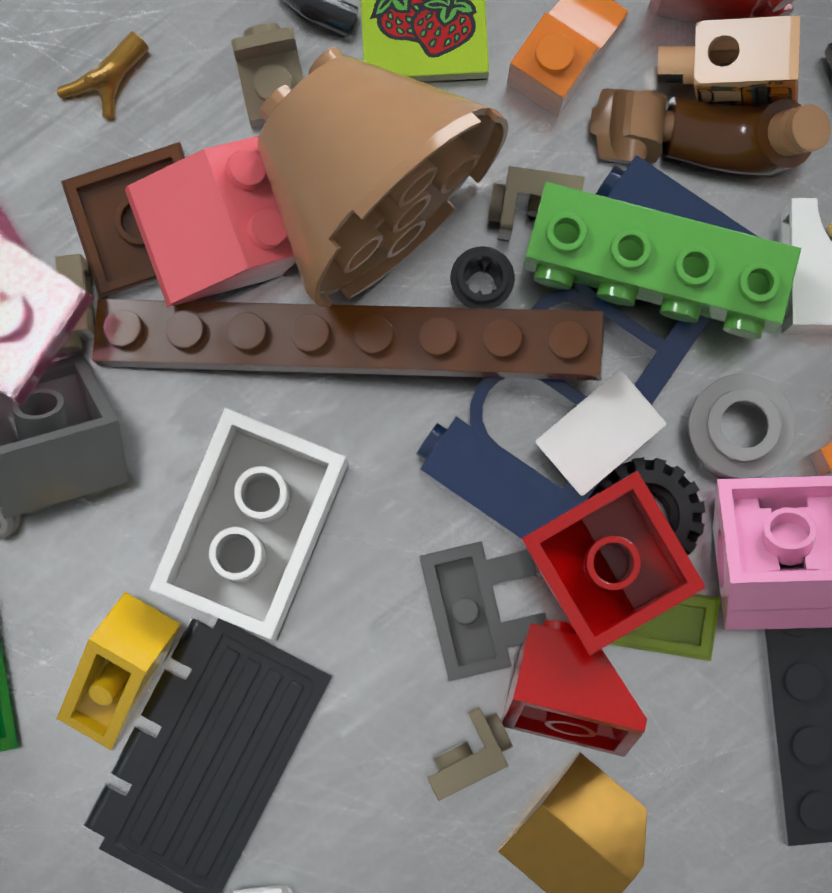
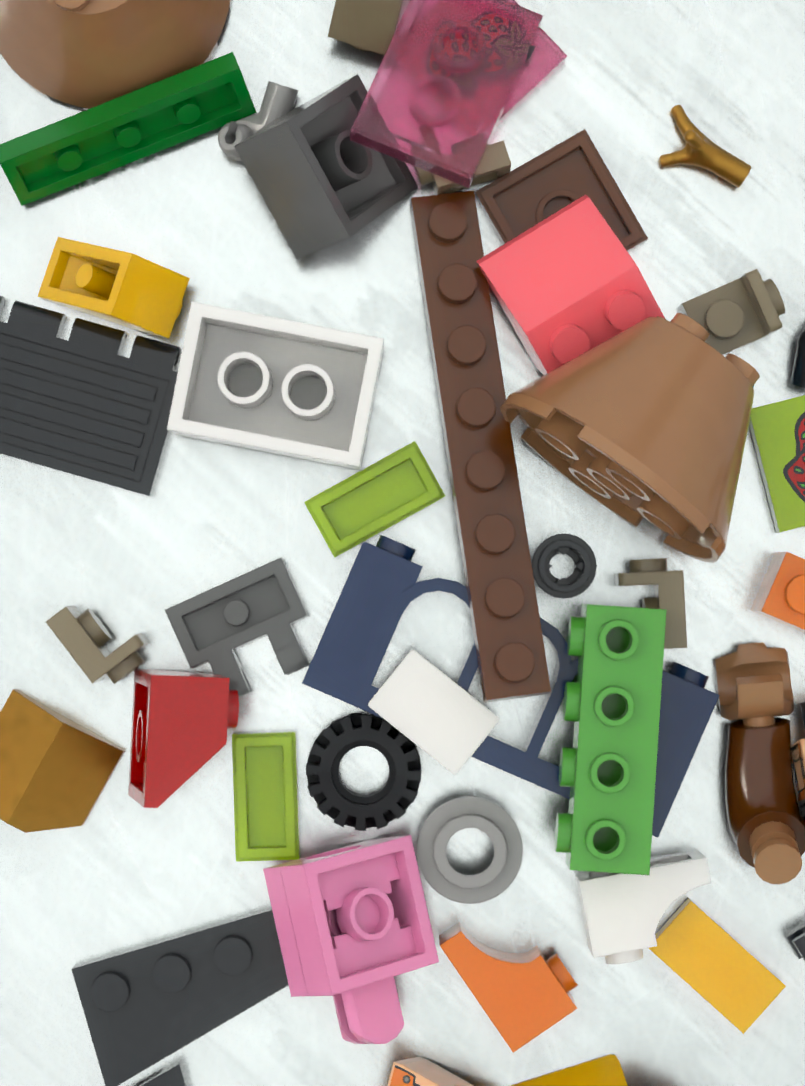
camera: 80 degrees right, 5 degrees up
(380, 455) = (374, 499): none -> lime tile
(613, 563) = (302, 746): red slope -> none

